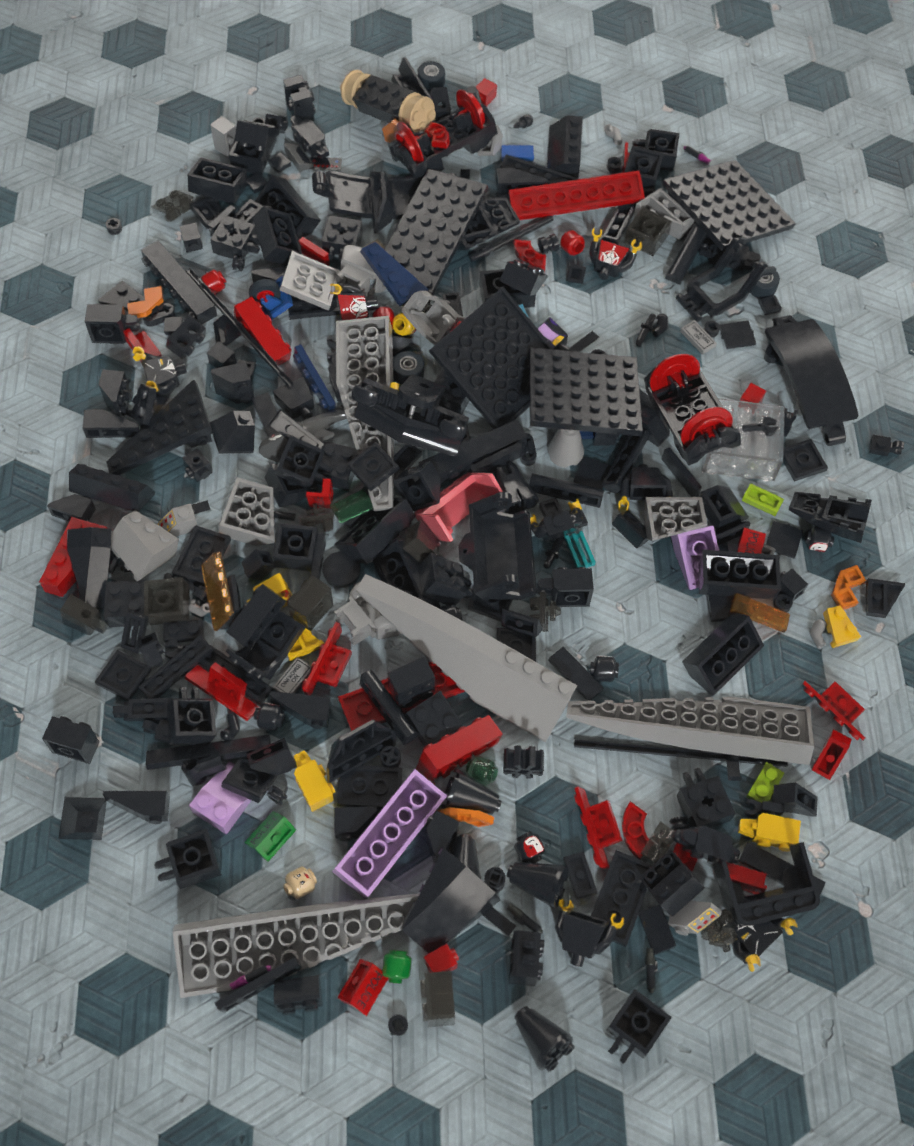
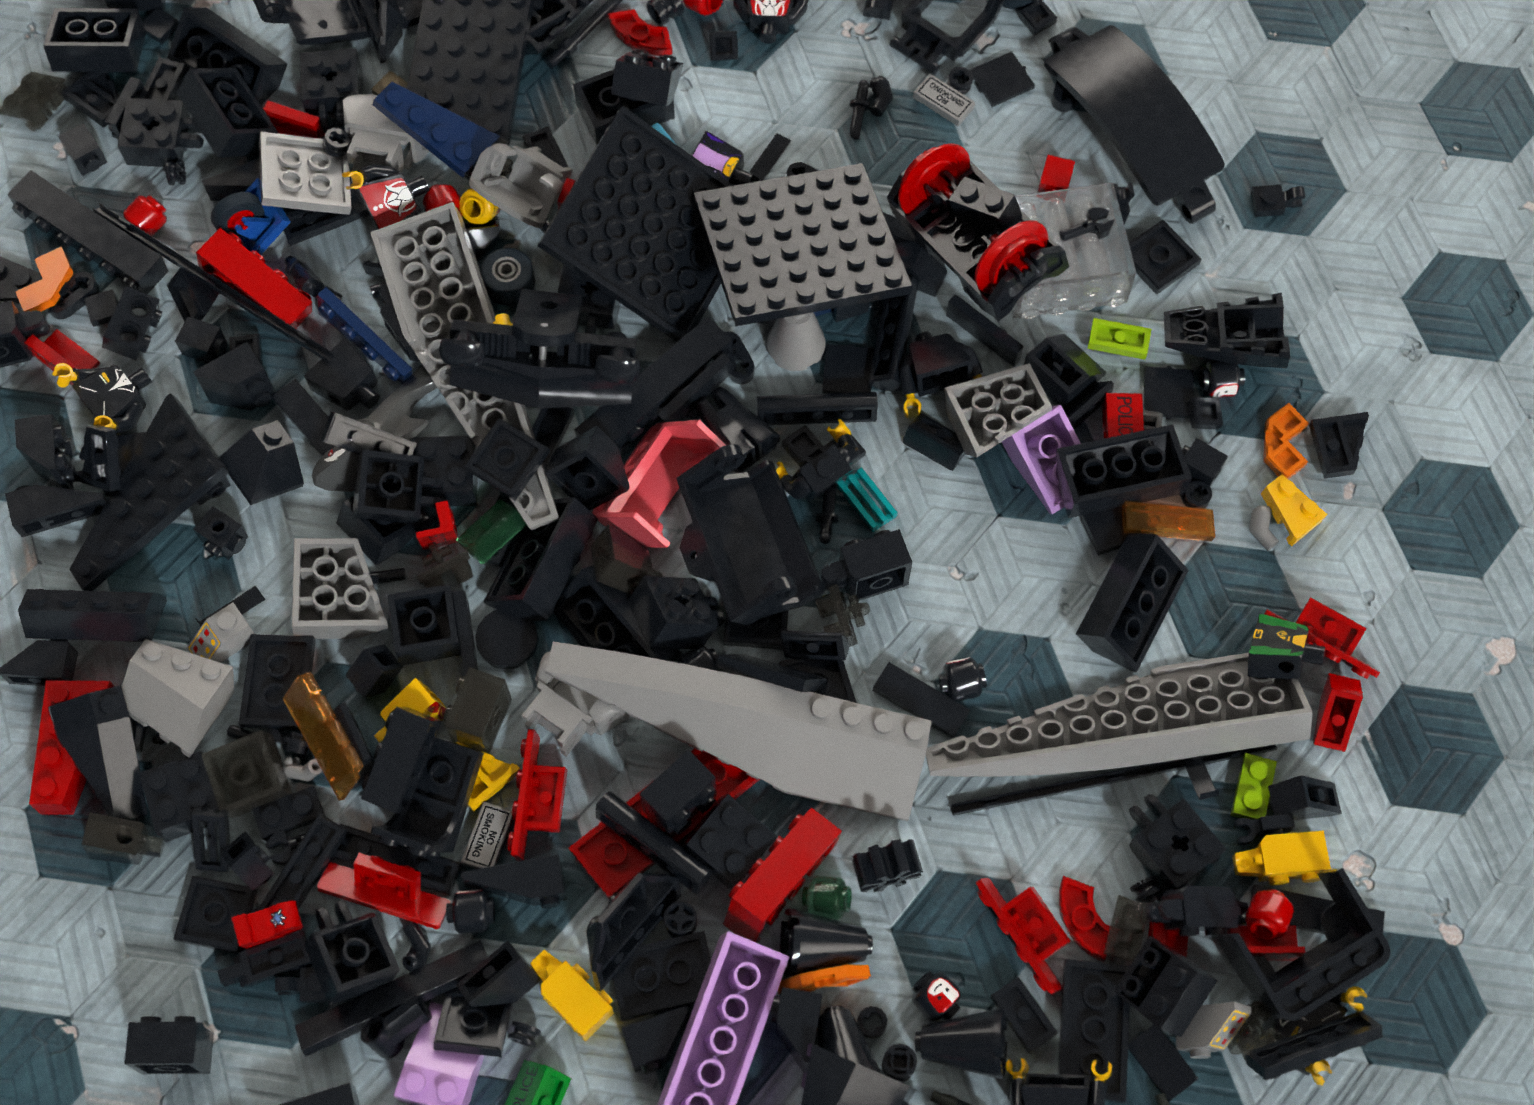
camera: 15 degrees left, 5 degrees up
(149, 687) = (267, 924): none -> red leg
(292, 338) = (306, 278): none -> black piece
(333, 268) = (337, 136): none -> black bush
(484, 846) = (878, 1031): none -> black bush
(490, 630) = (772, 672): none -> black tile
(698, 394) = (984, 206): none -> black brick
(751, 860) = (1269, 914): none -> red head
(754, 944) = (1313, 1045): none -> black plate
(802, 557) = (1205, 413): none -> black tile
(806, 706) = (1281, 649): none -> black torso

